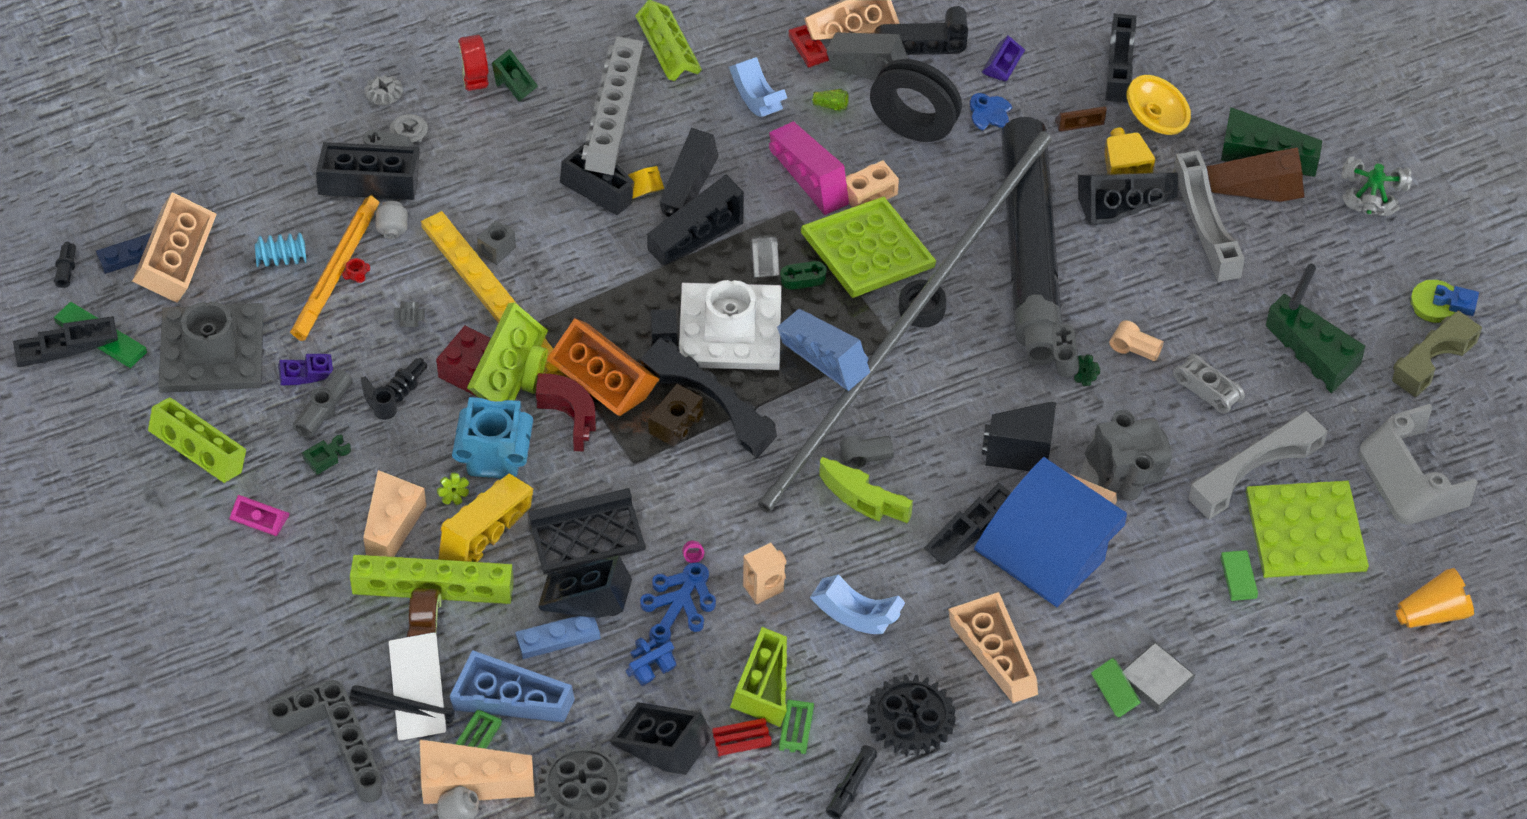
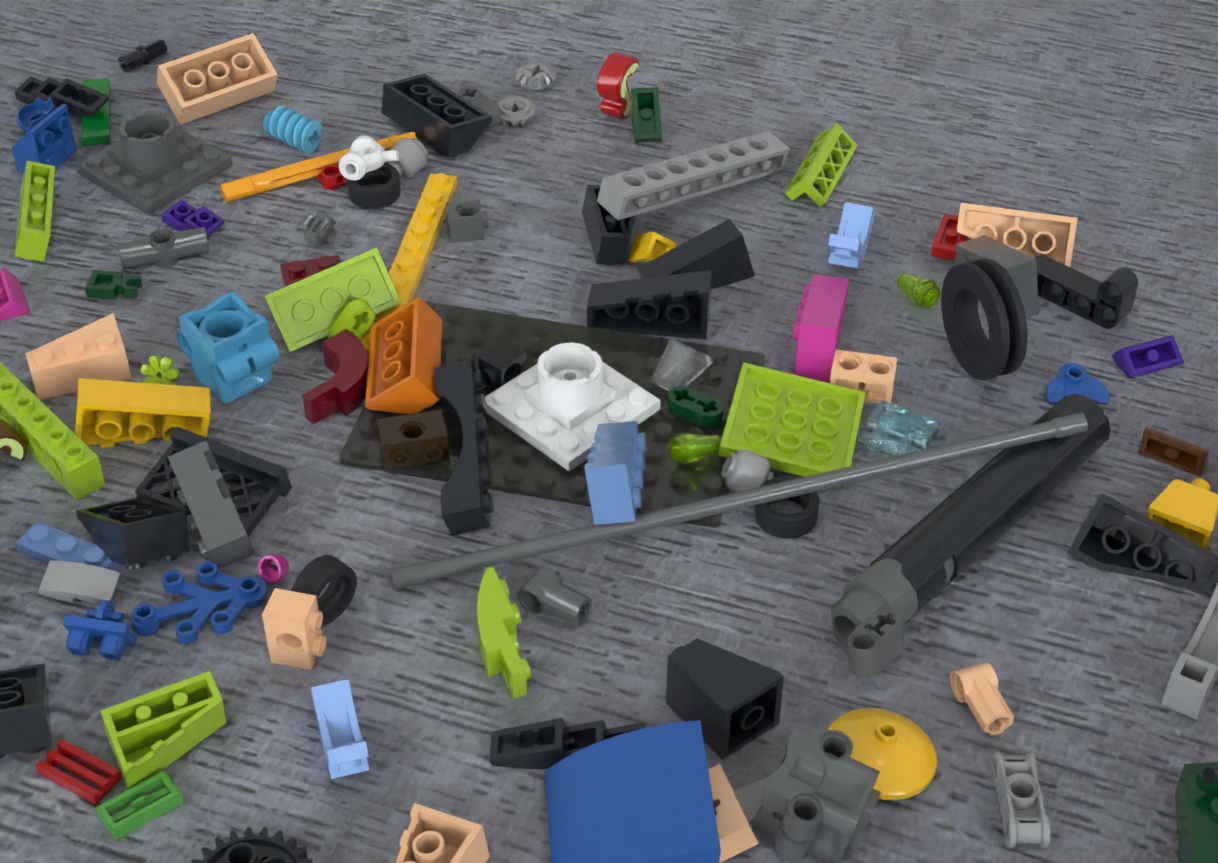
camera: 45 degrees right, 10 degrees down
(72, 368) = (34, 113): none -> blue hair
(119, 384) = (47, 142): none -> blue slope
(382, 250) = (365, 157): none -> white piece
(384, 398) = (211, 276): black piece -> none
(392, 242) = (375, 196): none -> black tyre
(596, 643) = (77, 580): none -> light grey slope
(610, 537) = (211, 506): none -> dark grey wedge
(747, 535) = (339, 591): none -> black tyre
(835, 304) = (692, 447): none -> clear neon green cone
(881, 297) = (745, 470): none -> light grey head
(926, 204) = (899, 424): none -> clear light blue plate
(1087, 370) = (889, 686): dark green plant -> none
(1108, 397) = (892, 747): none -> yellow dish

